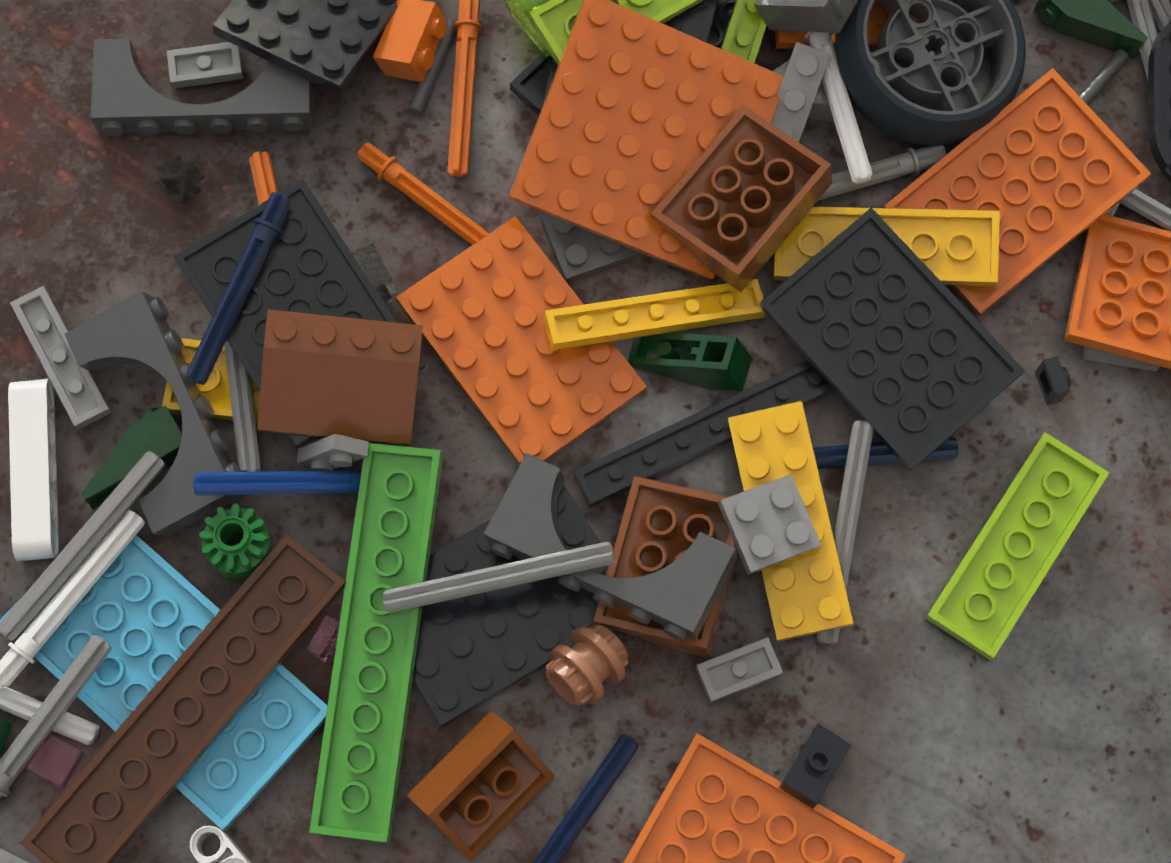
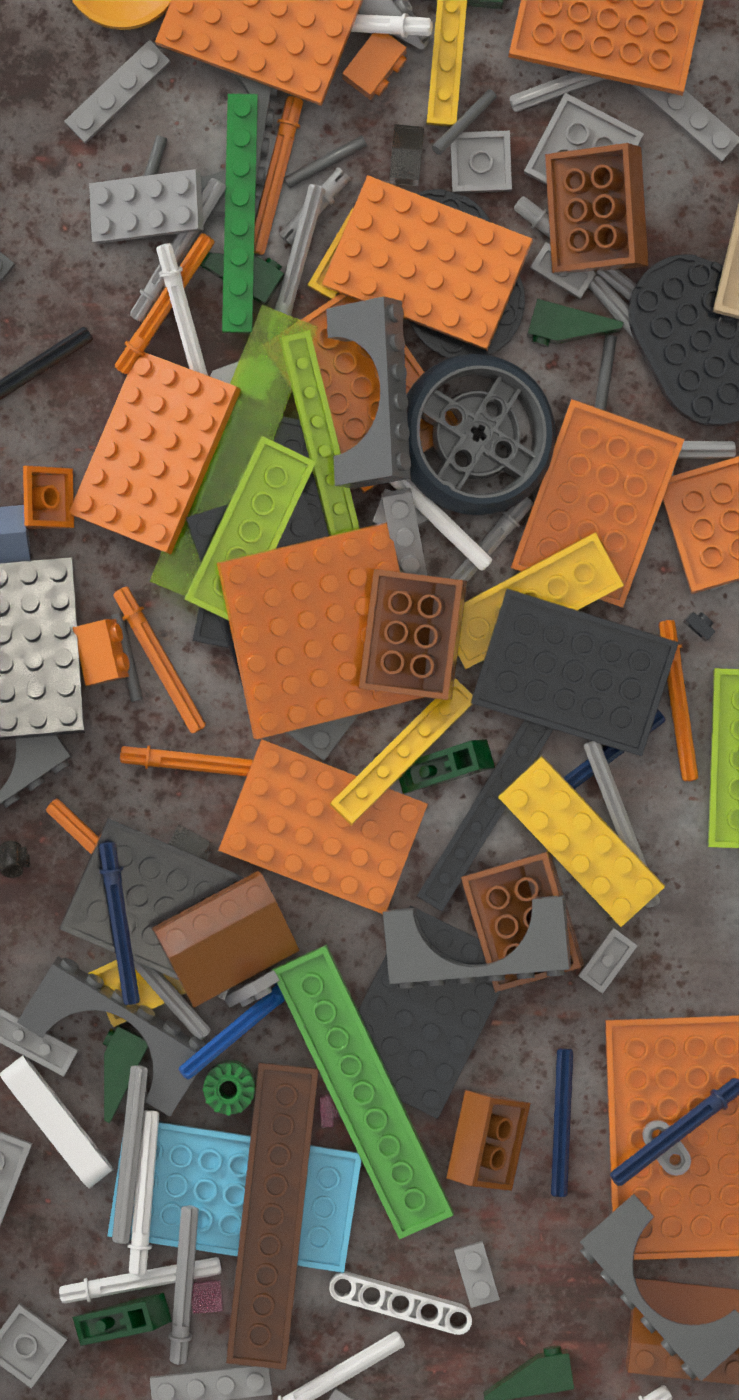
camera: 30 degrees left, 15 degrees up
(498, 577) = (419, 1008): light grey axle -> none
(580, 670) = (508, 1022): nougat piece -> none
(769, 524) = (572, 859): light grey plate -> none
(815, 766) = (694, 993): black plate -> none
(979, 456) = (680, 708): none -> orange axle

